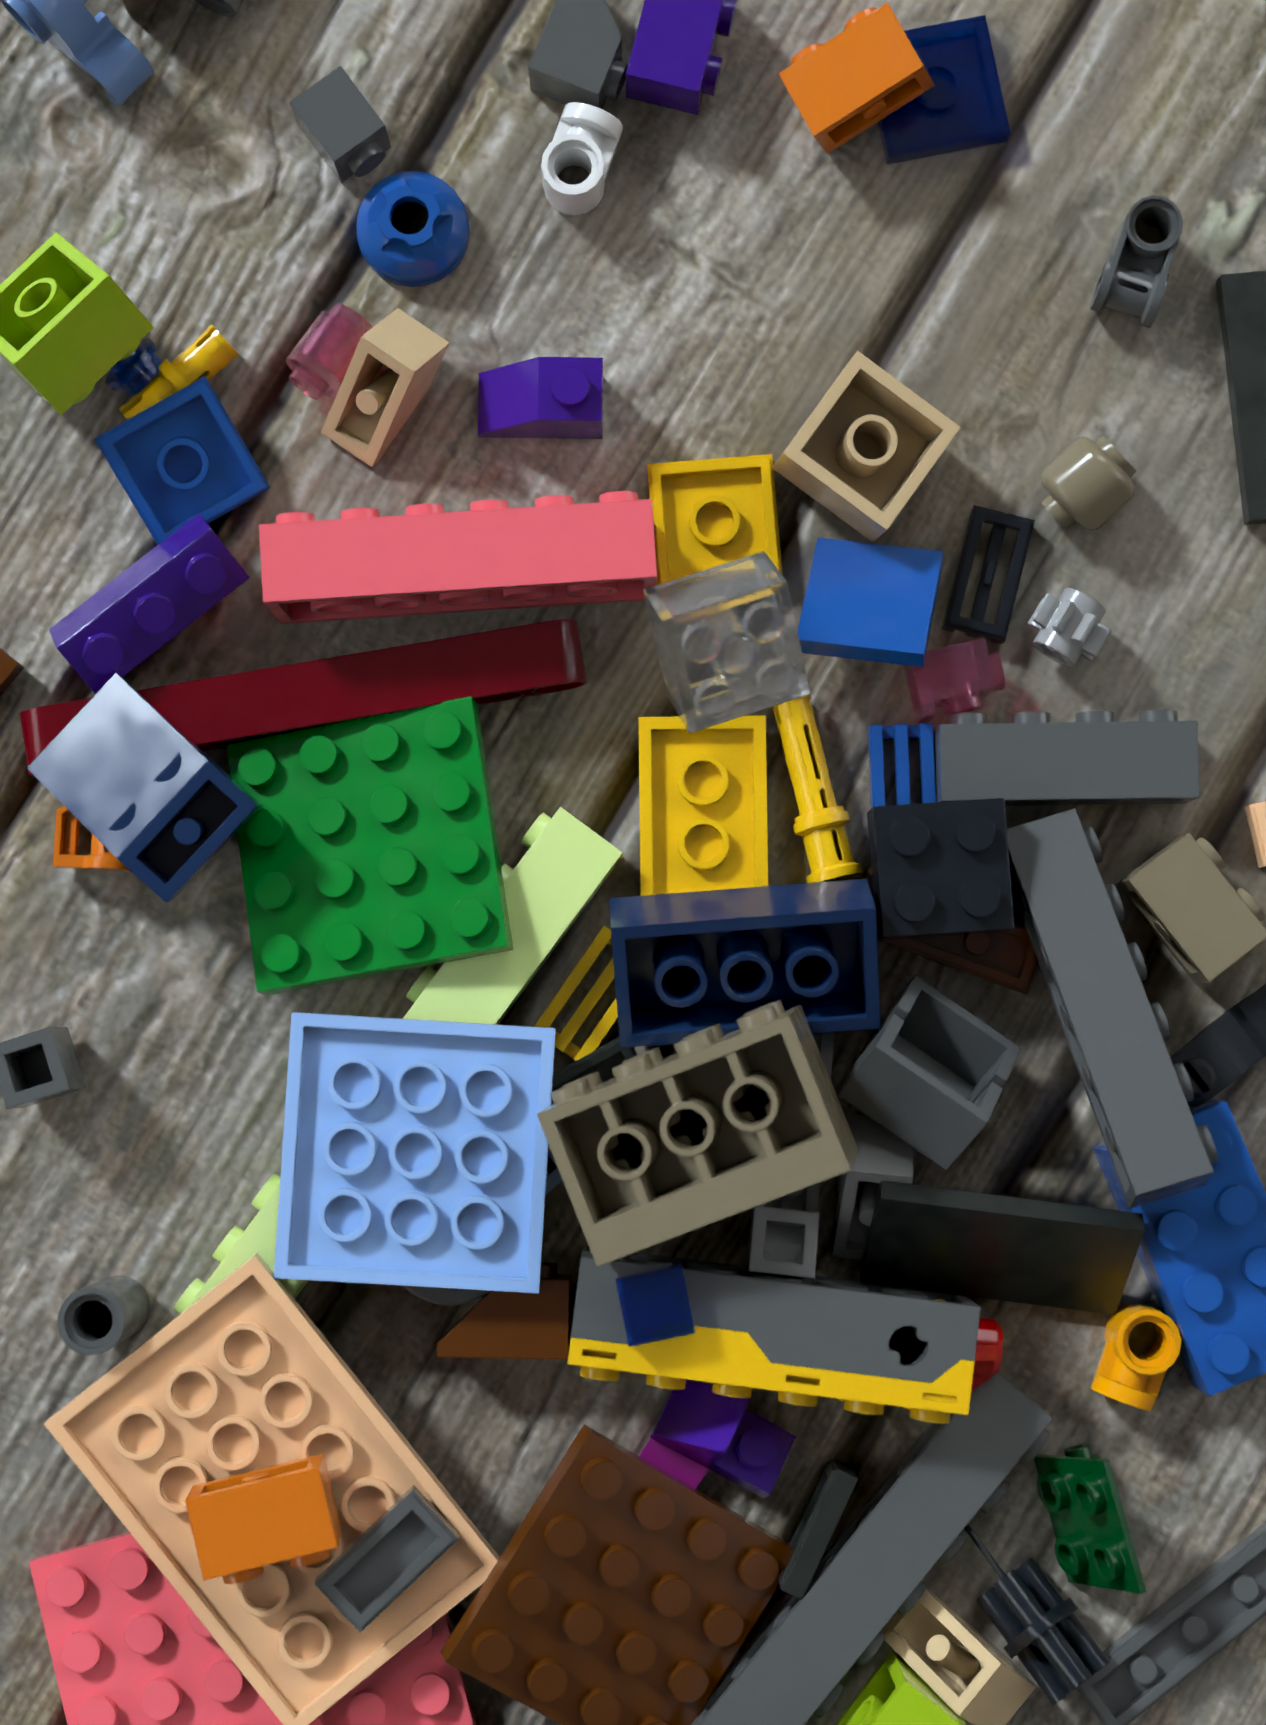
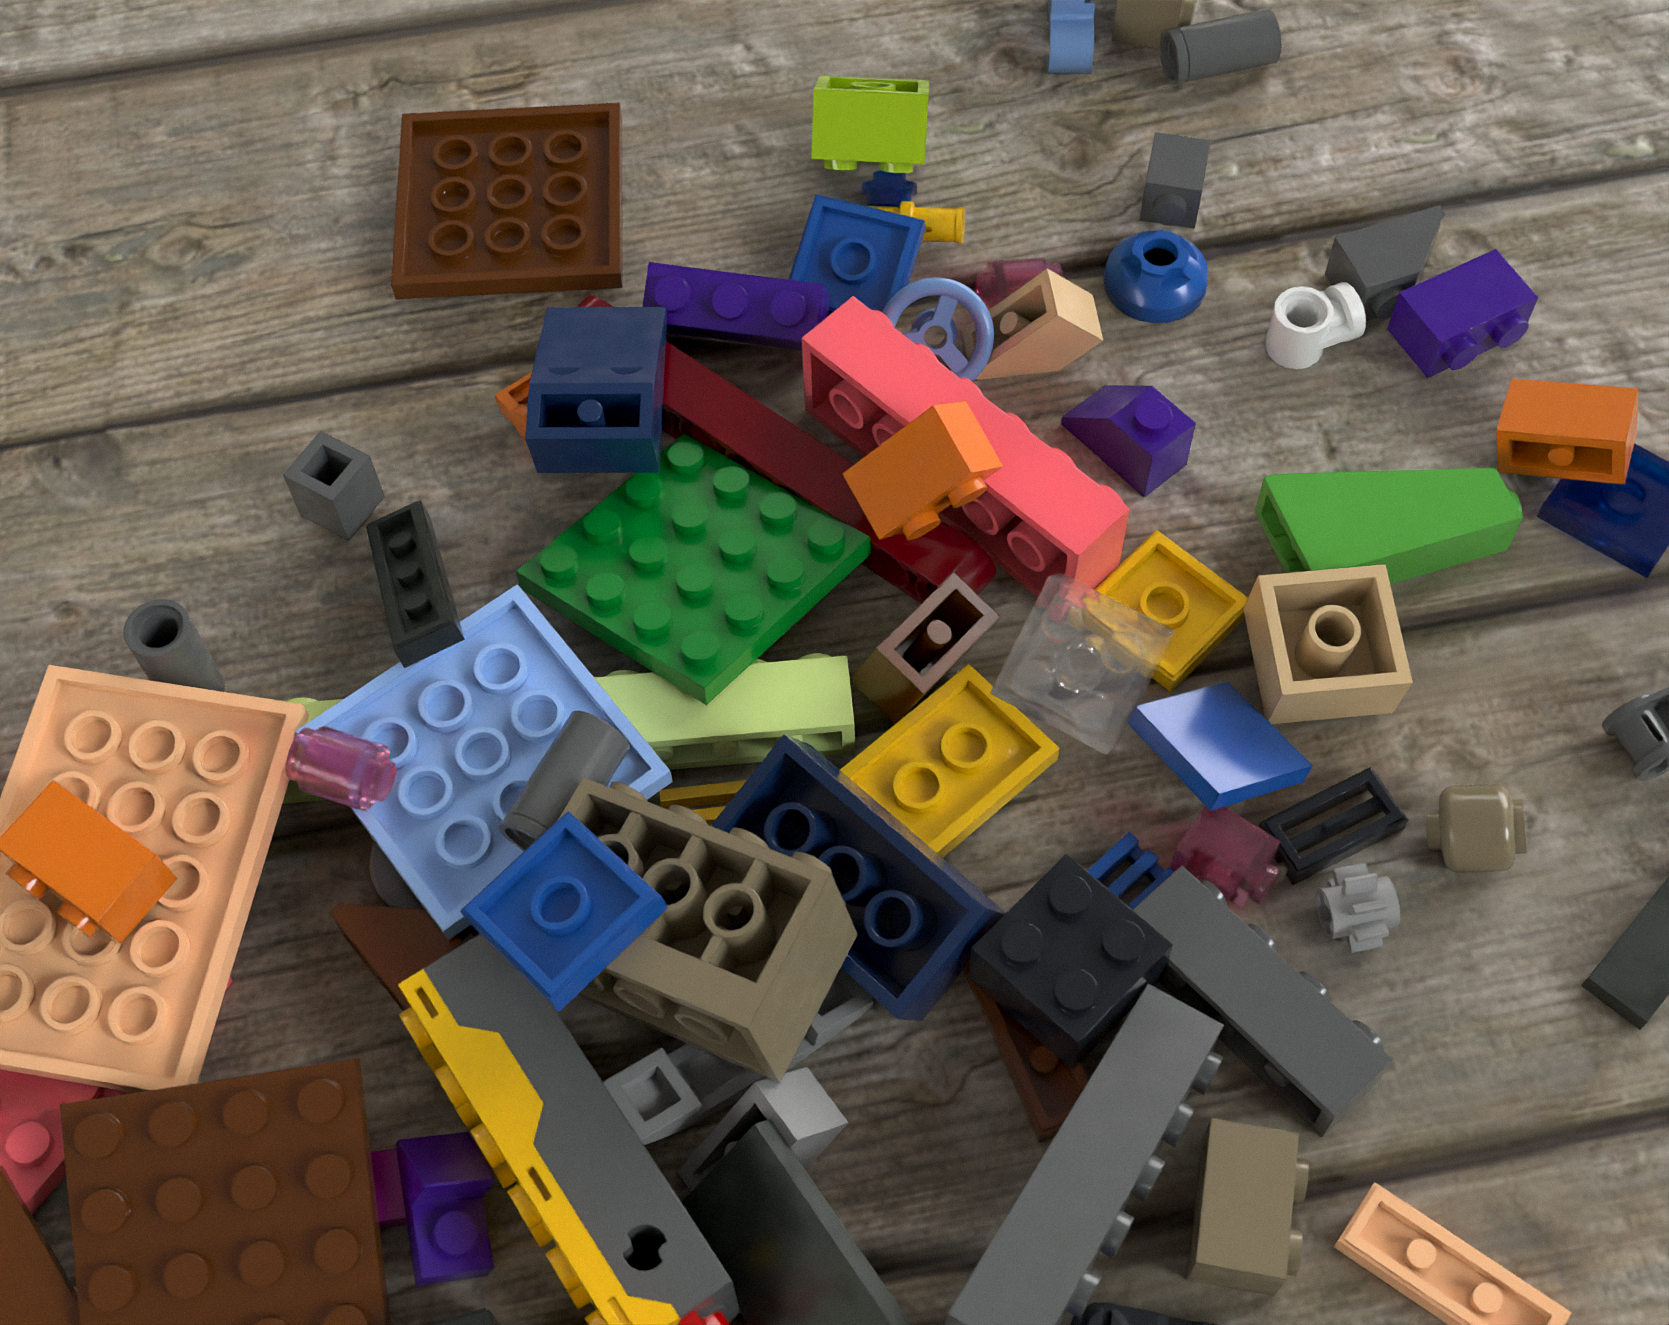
camera: 50 degrees right, 25 degrees down
(200, 1081) = (413, 584): none -> pearl dark grey tile
(302, 449) = (950, 293): none -> medium blue piece
(351, 1273) = (341, 767): none -> clear pink brick
(387, 1558) = (121, 992): dark grey tile -> none
(481, 624) = (923, 470): none -> orange brick
(507, 1112) = (581, 749): none -> dark grey pin
(603, 741) = (924, 647): none -> reddish brown brick
(639, 1217) = (564, 910): none -> blue tile
(655, 1305) = (501, 1006): clear blue tile -> none
(796, 304) = (1391, 518): none -> bright green slope
(820, 818) = (1021, 856): yellow pin -> none
(930, 1073) = (898, 1090): dark grey piece -> none

